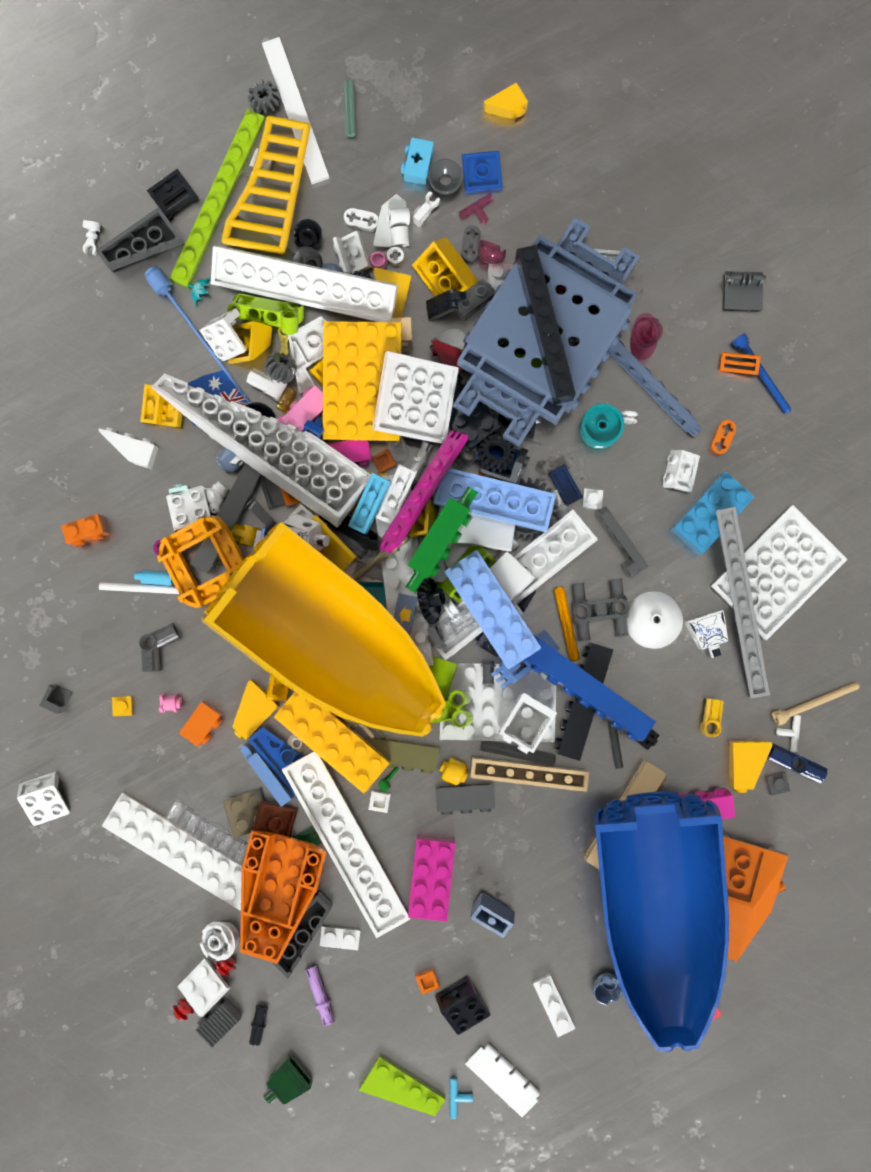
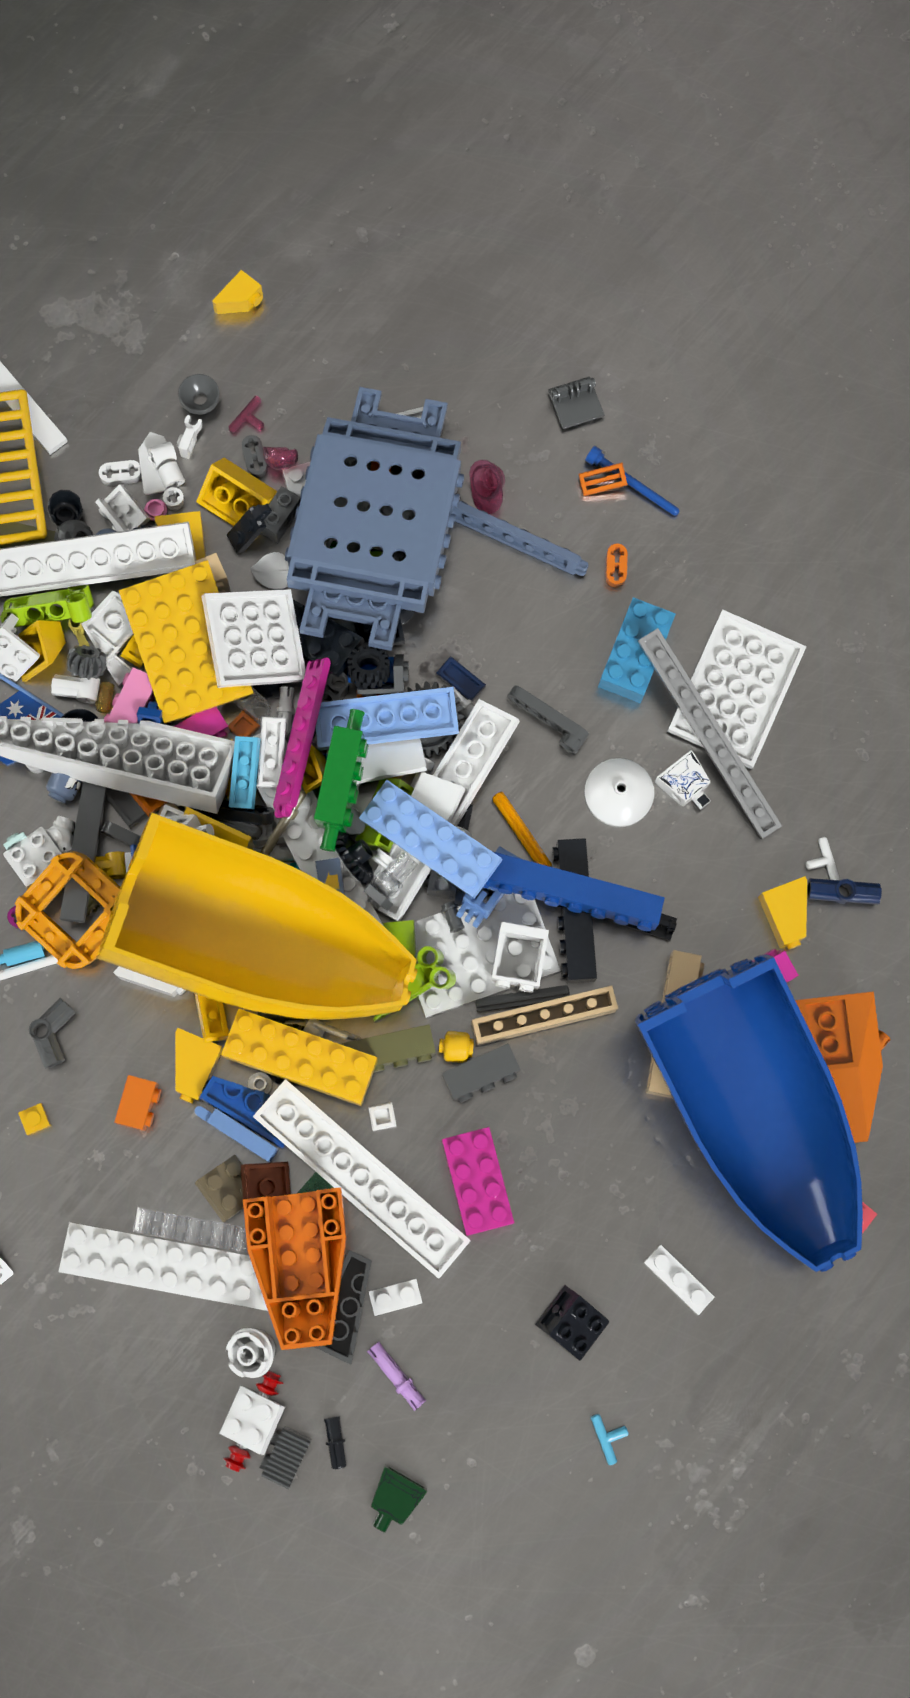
camera: 30 degrees left, 10 degrees down
(170, 703) = (91, 1092): bright pink brick -> none
(349, 101) = (64, 360): sand green axle -> none
(384, 784) = (380, 1094): green hand -> none
(400, 1087) = (531, 1451): lime wing -> none
(419, 171) = (165, 400): medium azure brick -> none
(427, 981) = (519, 1309): orange tile -> none
(447, 353) = (270, 579): dark red slope -> none
(482, 172) = (238, 376): blue tile -> none
(492, 915) = (565, 1196): sand blue brick -> none
(506, 1085) = (657, 1398): white windscreen -> none
(545, 325) = (370, 507): black brick -> none
(592, 499) = (497, 683): white plate -> none
(600, 609) = (554, 801): dark grey piece -> none
(601, 415) = (476, 599): teal wheel -> none
(606, 988) = (733, 1232): sand blue hair -> none
(616, 746) = (630, 946): dark grey bar -> none
(629, 417) = (503, 579): white bush -> none
(681, 470) = (584, 616): white bracket -> none
(713, 715) = (727, 874): yellow piece -> none
(777, 783) = (832, 923): dark grey plate -> none
(782, 716) = (805, 845): tan piece -> none

